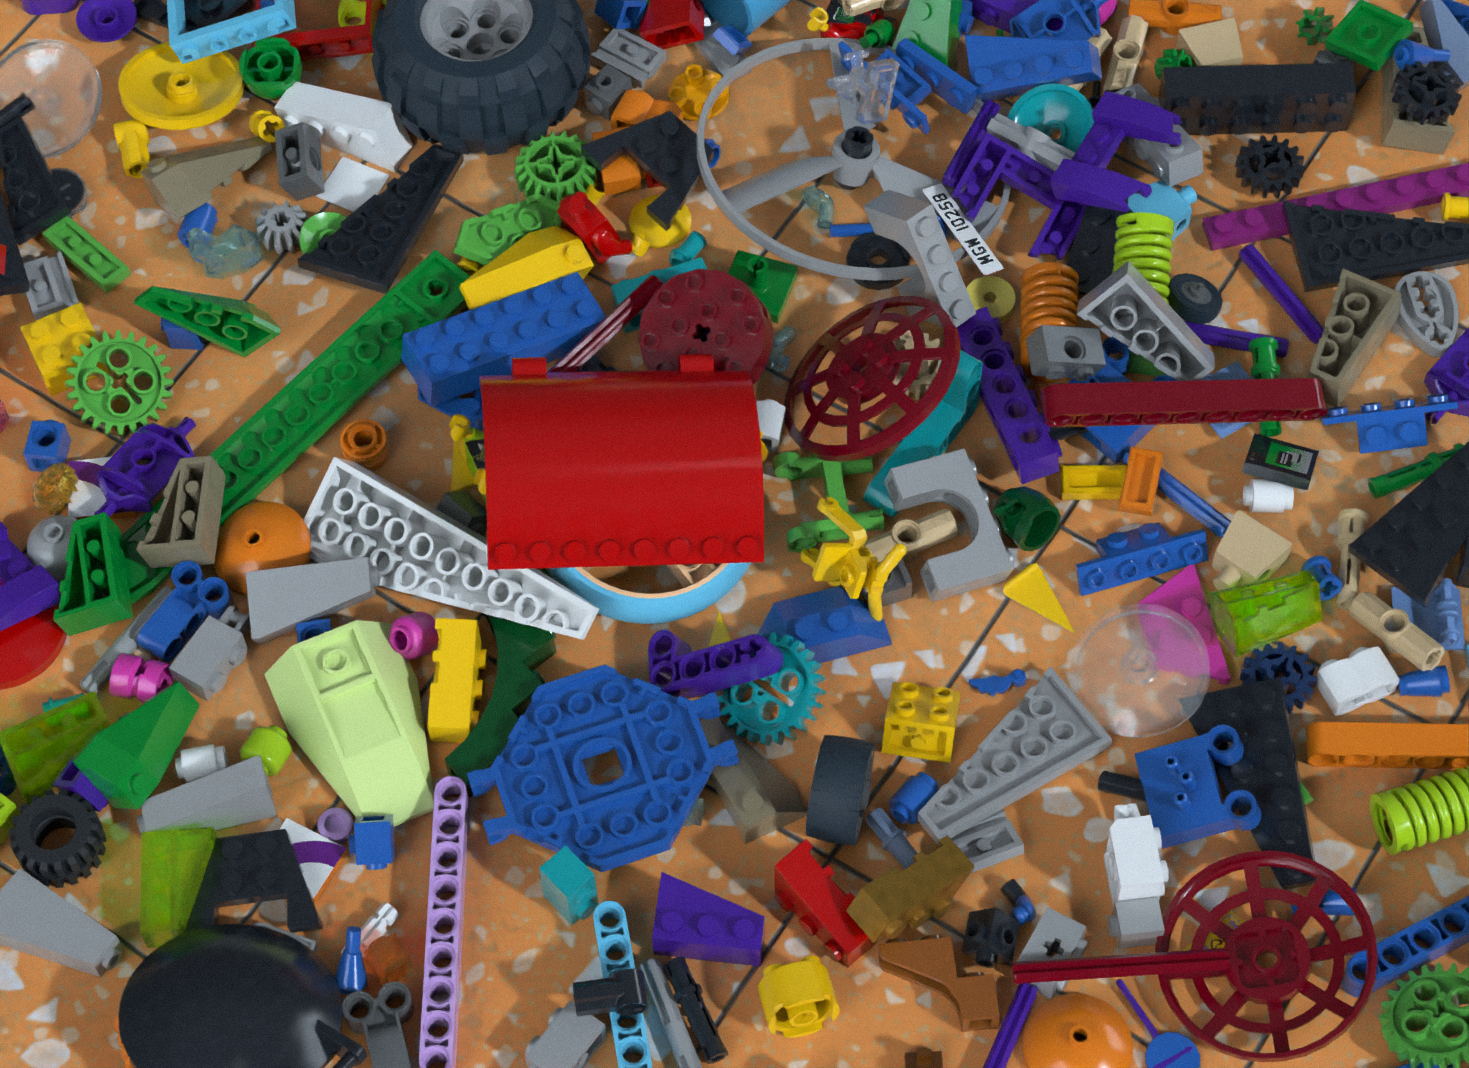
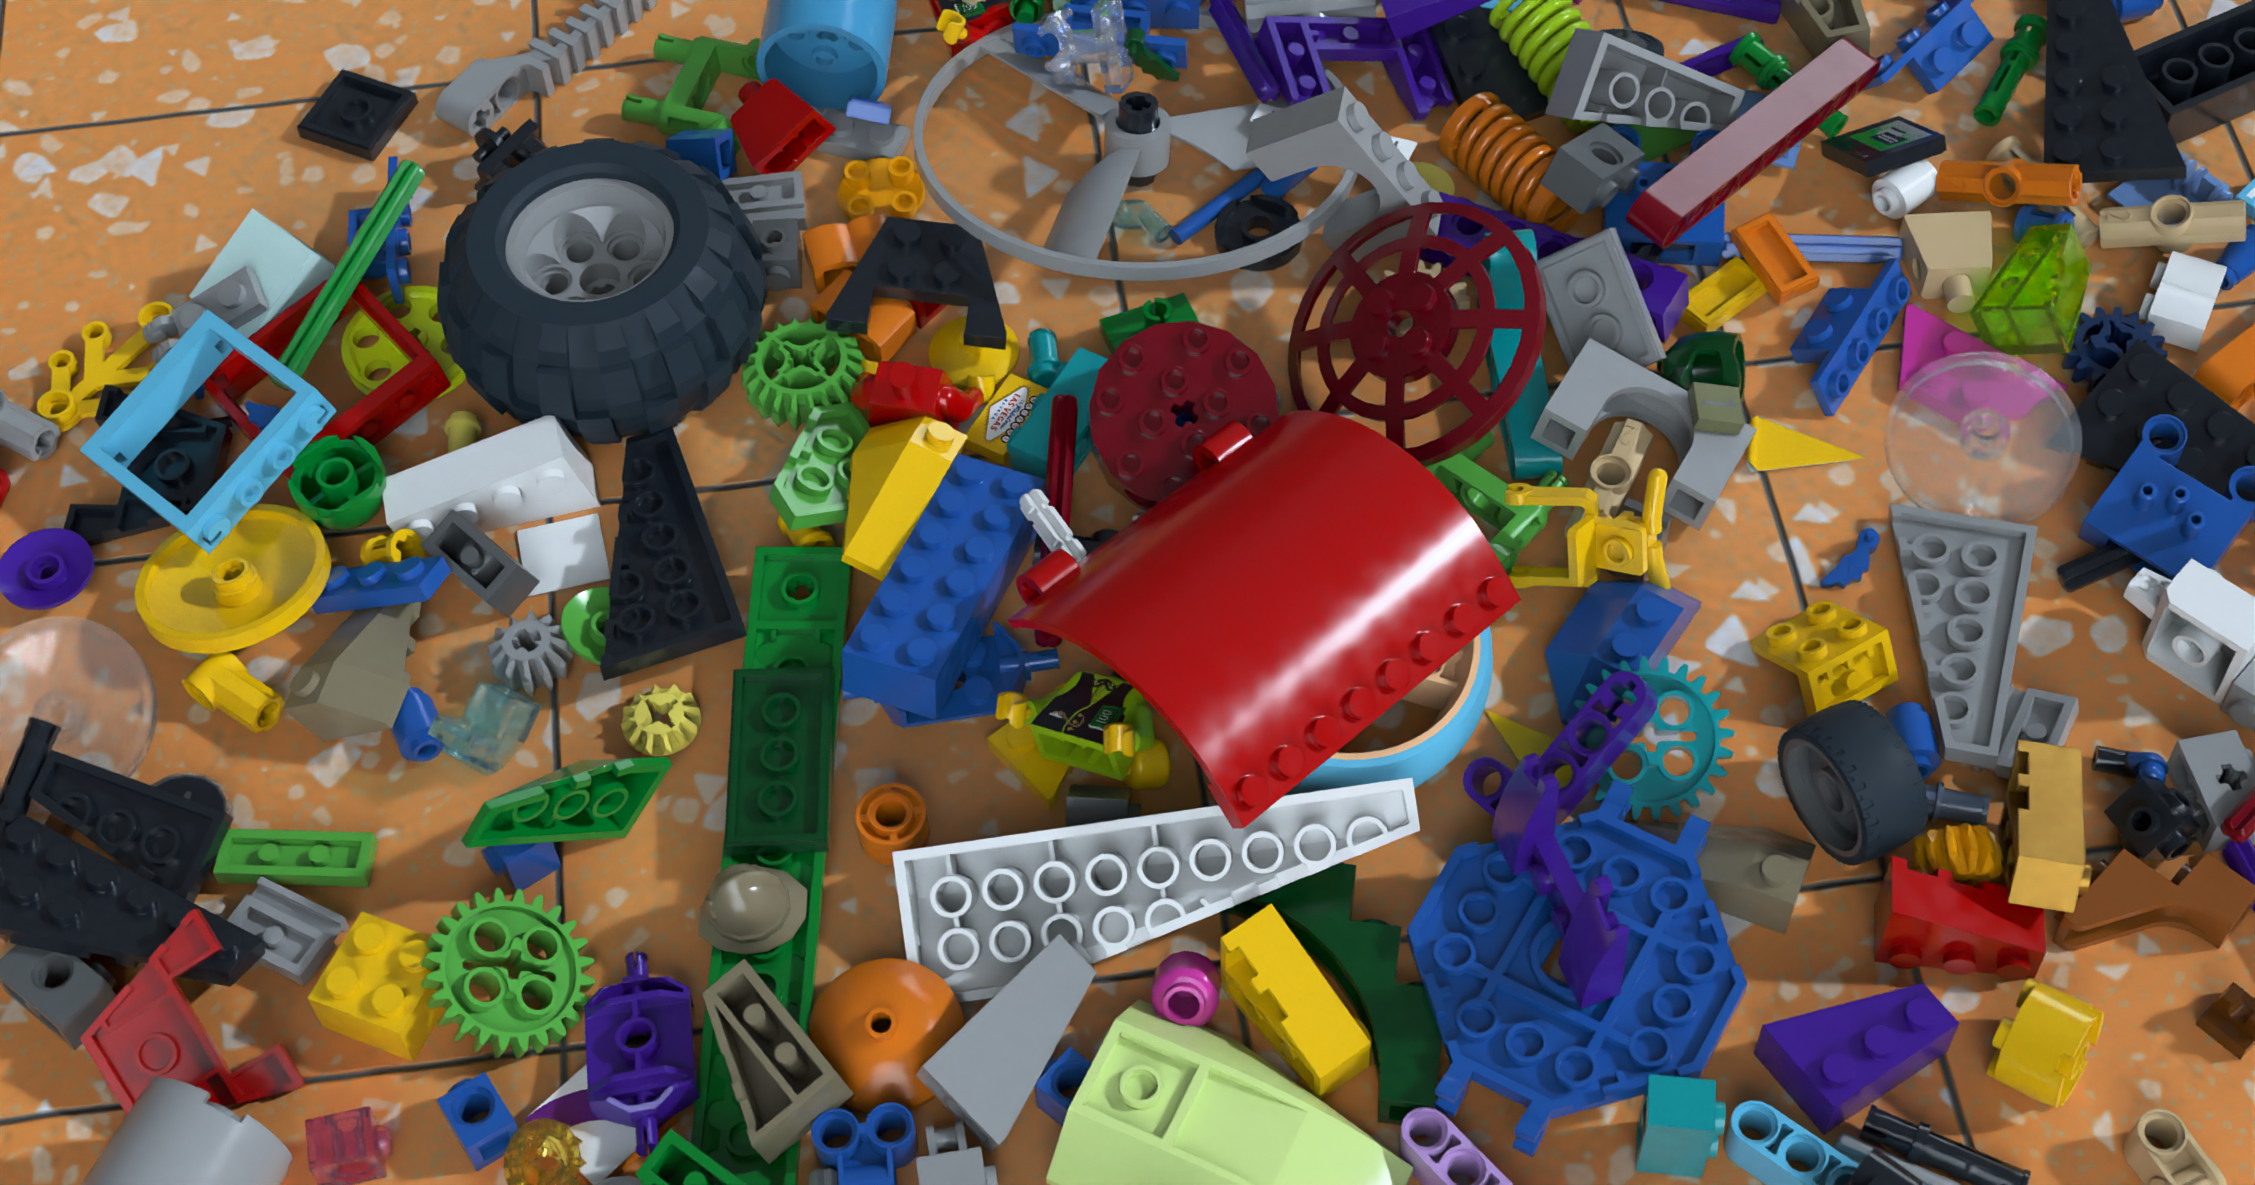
camera: 40 degrees left, 5 degrees down
(242, 138) = (382, 584): none -> blue plate
(256, 436) = (752, 909): none -> dark tan piece
(325, 313) = (659, 738): none -> light yellow gear
(338, 371) = (780, 761): none -> dark green tile
(363, 81) = (462, 430): none -> light yellow pin
(575, 345) = (1050, 524): none -> white axle
(607, 744) = (1591, 936): none -> dark purple wedge
(634, 266) = (1003, 413): none -> tile
(855, 869) = (1962, 849): none -> light orange gear
(893, 98) = (1148, 61): none -> dark green piece
(994, 433) = (1598, 298): none -> light grey tile
(995, 539) = (1715, 408): none -> olive tile
(1324, 536) = (2034, 182): none -> orange piece

